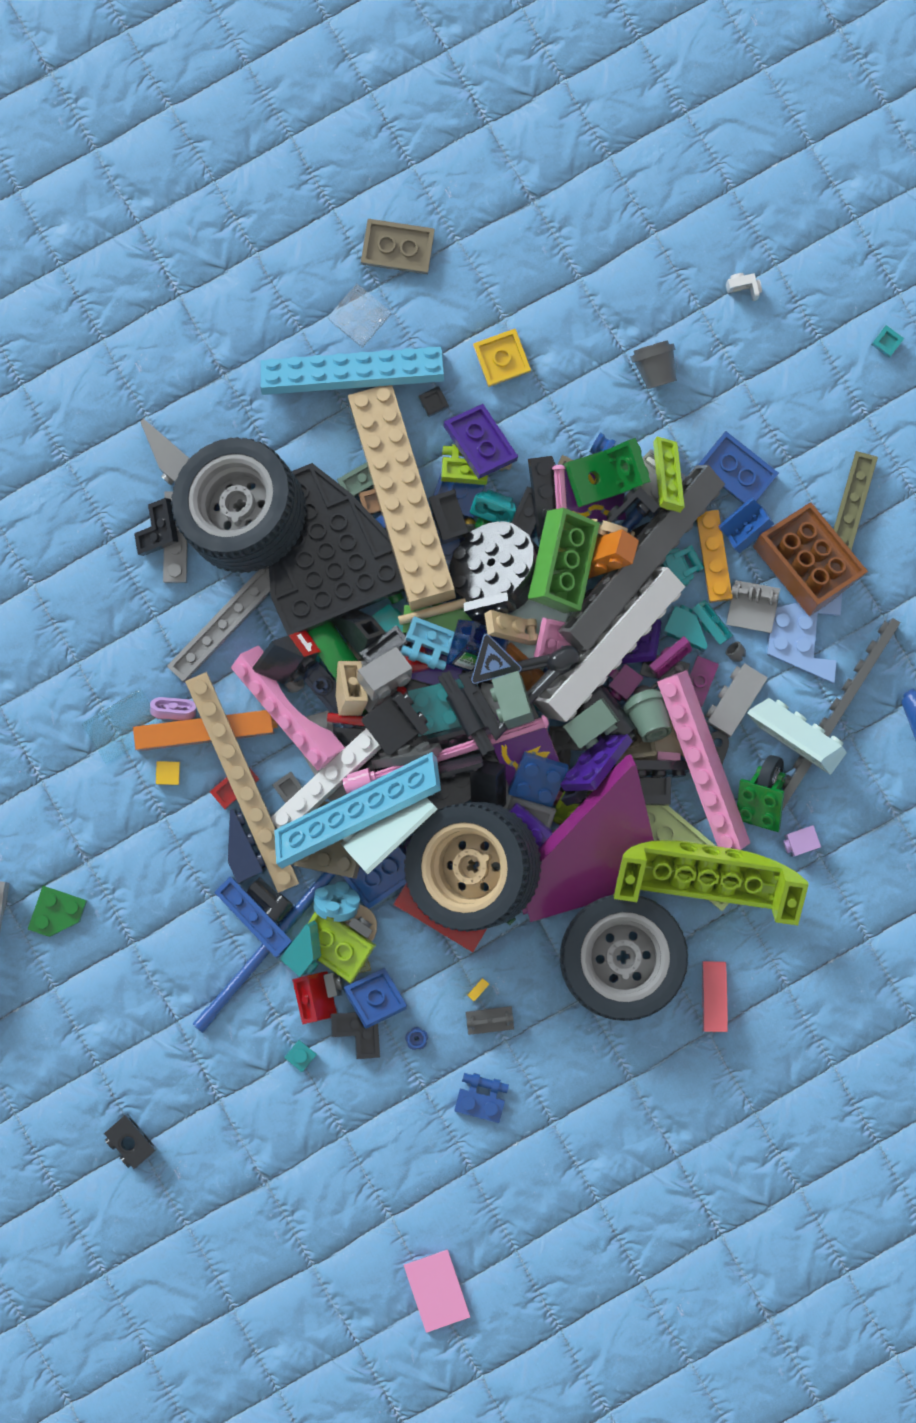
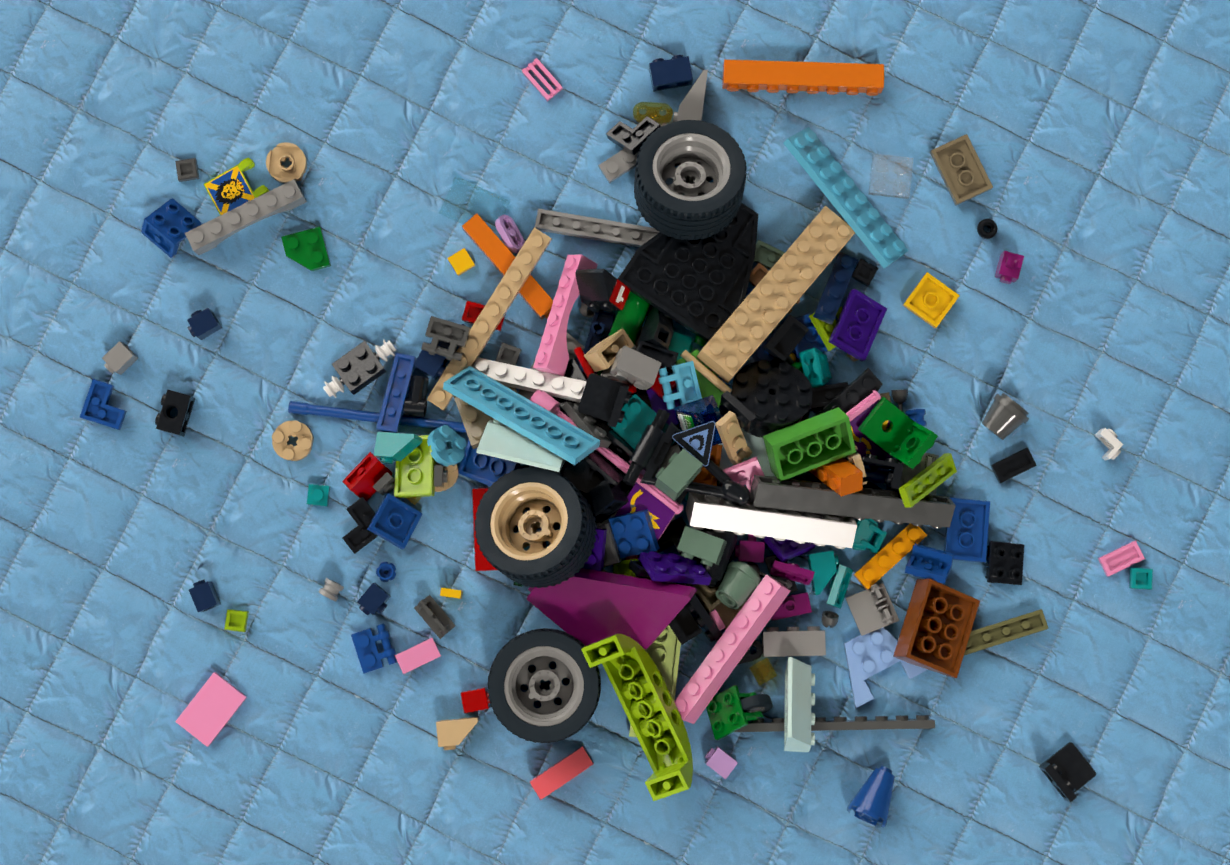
camera: 55 degrees right, 0 degrees up
(41, 1161) = (119, 358): none -> light grey brick
(61, 1058) = (203, 323): none -> dark blue brick
(63, 577) = (531, 66): none -> bright pink tile
(76, 1214) = (97, 408): none -> blue plate
(121, 454) = (670, 73): none -> dark blue brick
(147, 496) = (653, 112): none -> clear yellow plate
(205, 936) = (359, 368): none -> plate
(209, 333) = (803, 76): none -> orange brick
(222, 1055) = (304, 443): none -> tan plate
(231, 828) = (447, 332): none -> dark grey plate
(324, 1227) = (204, 596): none -> dark blue brick
(368, 1212) = (236, 620): none -> lime tile
(399, 1101) = (331, 589): none -> light grey wheel
(431, 438) = (835, 288): none -> dark blue plate
(436, 1067) = (374, 600): none -> dark blue brick
(469, 253) = (991, 224): none -> black plate
(516, 1060) = (417, 655): none -> bright pink tile
(519, 265) = (1009, 267): none -> magenta brick
(572, 448) = (900, 397): none -> dark grey hinge
(594, 1032) = (475, 700): none -> red brick
(610, 1071) = (454, 731): none -> tan slope
(706, 386) = (1013, 465): none -> black tile
(743, 746) = (763, 671): none -> clear yellow plate
(791, 455) = (1005, 563): none -> black hinge
(857, 346) = (1121, 558): none -> bright pink tile

